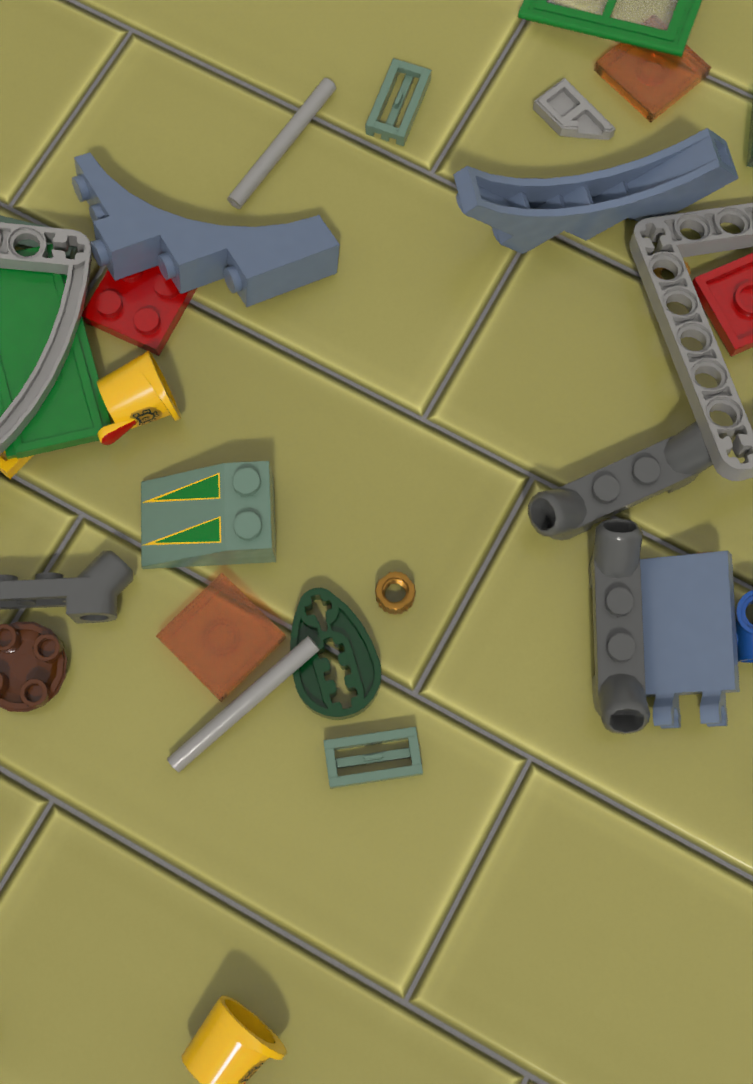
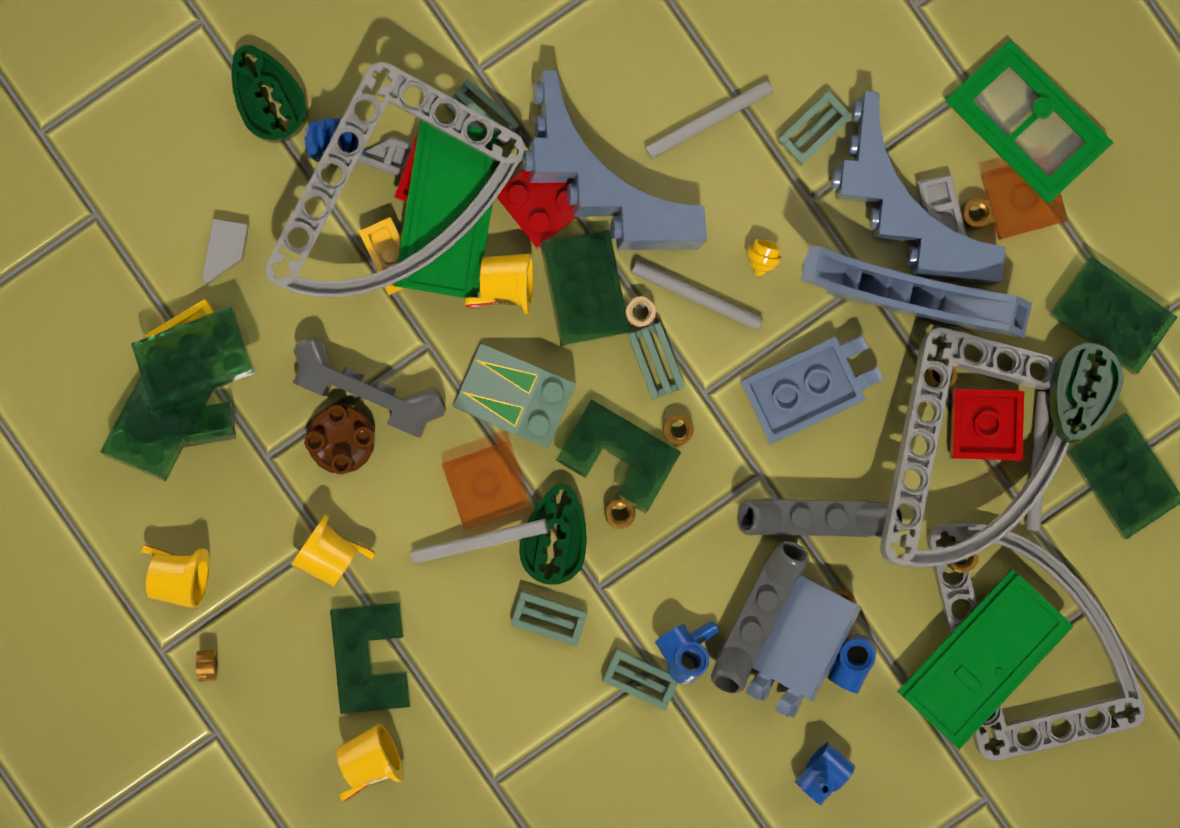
camera: 25 degrees right, 15 degrees up
(60, 807) = (328, 554): none -> yellow hat
(171, 958) = (357, 685): none -> clear green plate
(231, 366) = (584, 287): none -> clear green plate
(303, 351) = (640, 300): none -> tan axle
(325, 383) = (645, 332): none -> sand green tile
(328, 507) = (646, 454): none -> clear green plate
(360, 319) = (697, 295): none -> light grey piece
(412, 254) = (763, 256): none -> yellow plate
(414, 455) = (689, 427): none -> pearl gold axle
(531, 138) = (872, 179): none -> sand blue arch
(534, 354) = (808, 387): none -> sand blue tile
(545, 707) = (683, 643): none -> blue piece
(561, 776) = (614, 666): none -> sand green tile
(616, 93) = (987, 213): none -> pearl gold axle

